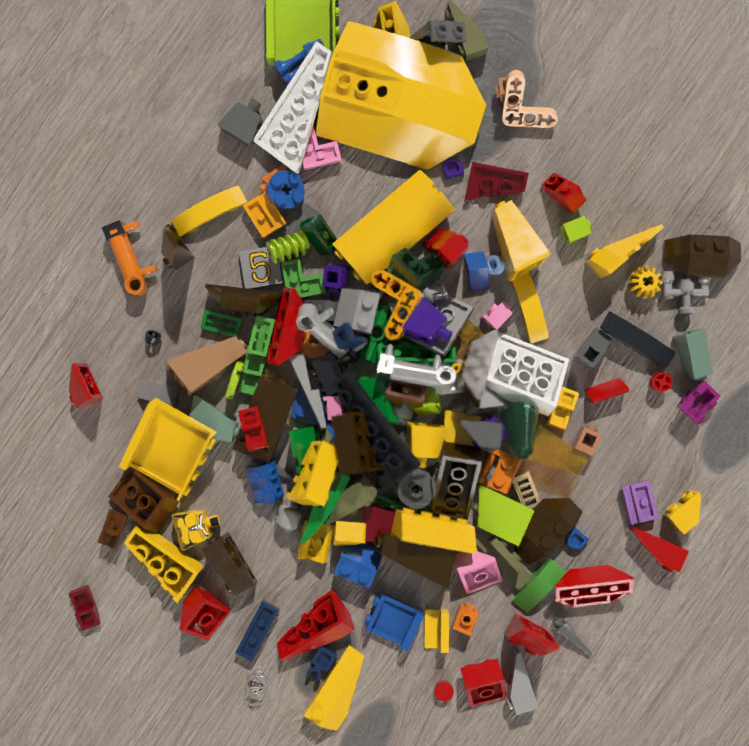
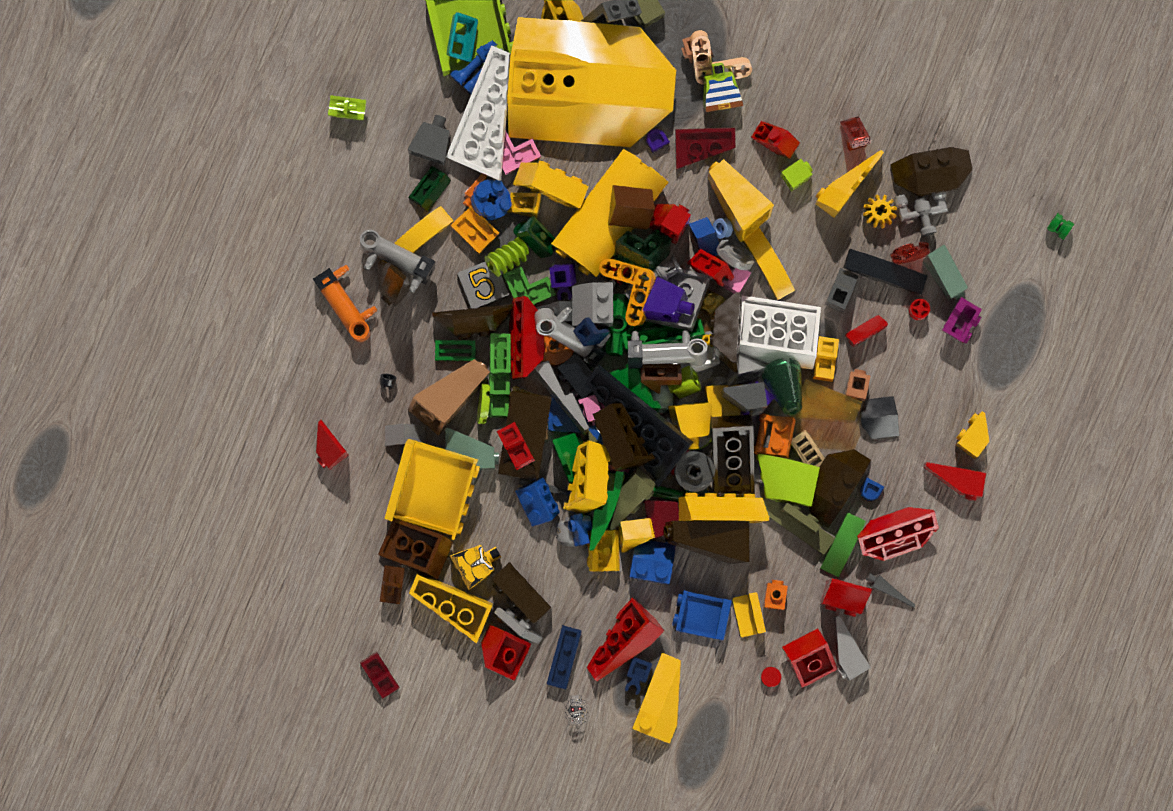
camera: 20 degrees left, 5 degrees down
(170, 73) = (347, 107): none -> lime hips
(203, 238) = (418, 266): none -> light grey piece
(219, 593) = (519, 626): none -> light grey wing
(232, 167) = (430, 188): none -> dark green slope
(296, 35) = (467, 41): none -> teal piece
(297, 516) = (579, 526): none -> blue plate
(317, 201) = (525, 204): none -> yellow slope
(345, 187) = (551, 183): none -> yellow wedge
(414, 226) = (631, 207): none -> reddish brown slope
(476, 299) = (711, 266): none -> red hinge
(477, 570) = (776, 543): bright pink slope -> none
(501, 293) = (735, 255): none -> light grey tile
(523, 134) = (720, 90): none -> torso
(600, 474) = (880, 417): none -> black slope
(639, 204) = (855, 133): none -> clear red slope
(639, 502) = (926, 437): medium lavender plate -> none
(666, 329) = (910, 253): none -> clear red tile

